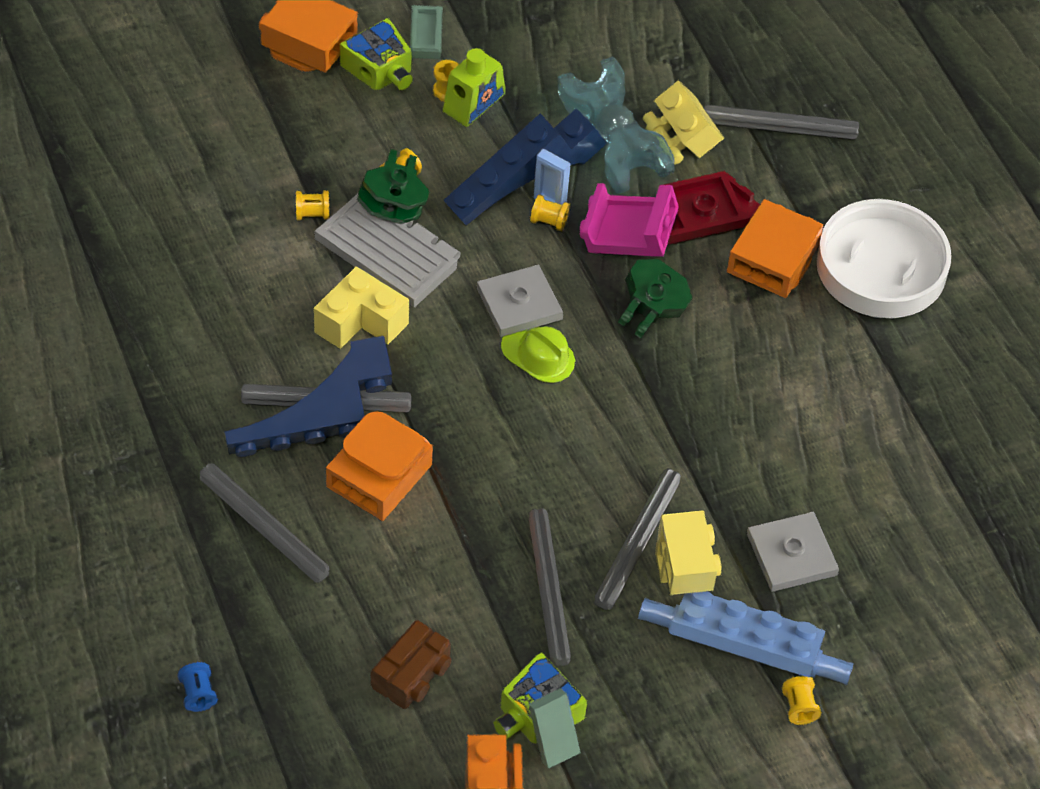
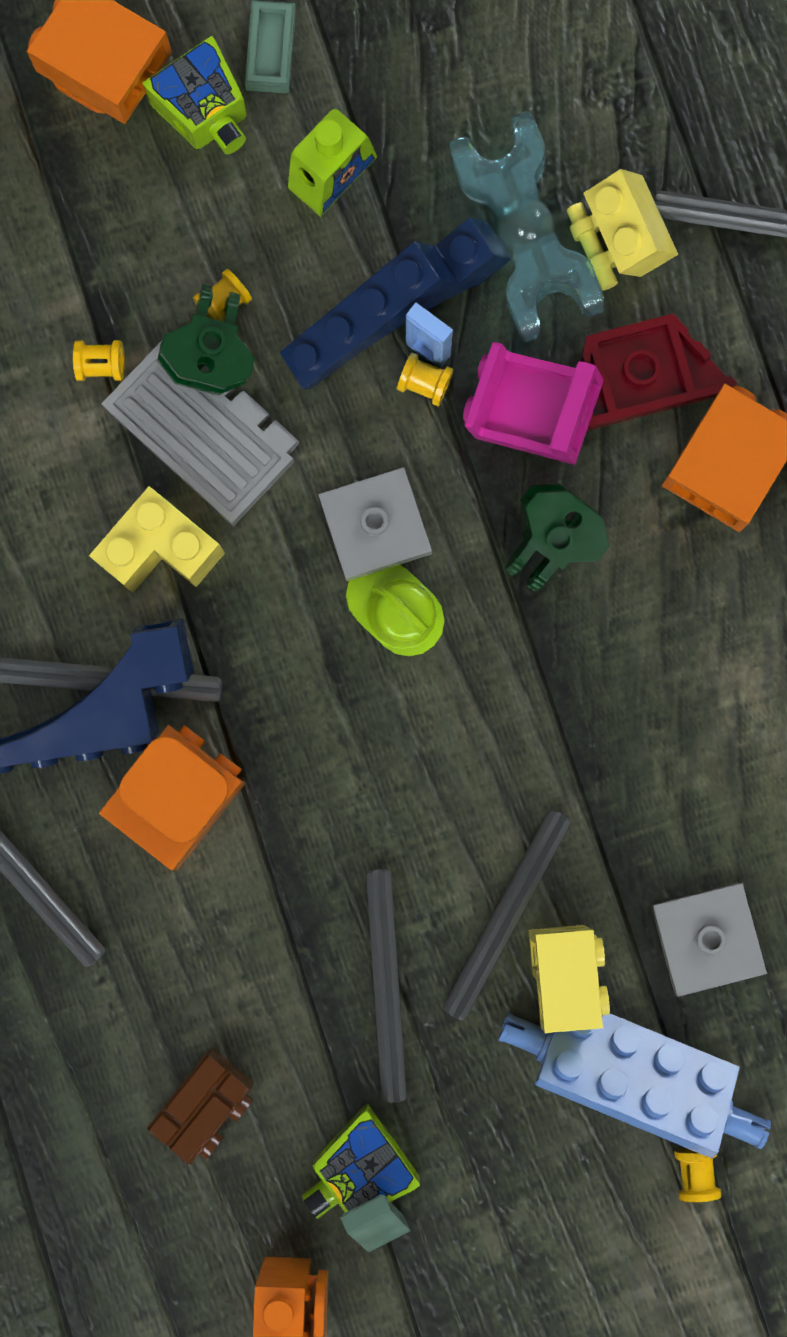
camera: 10 degrees right, 30 degrees up
(441, 73) = (288, 129): yellow bush -> none

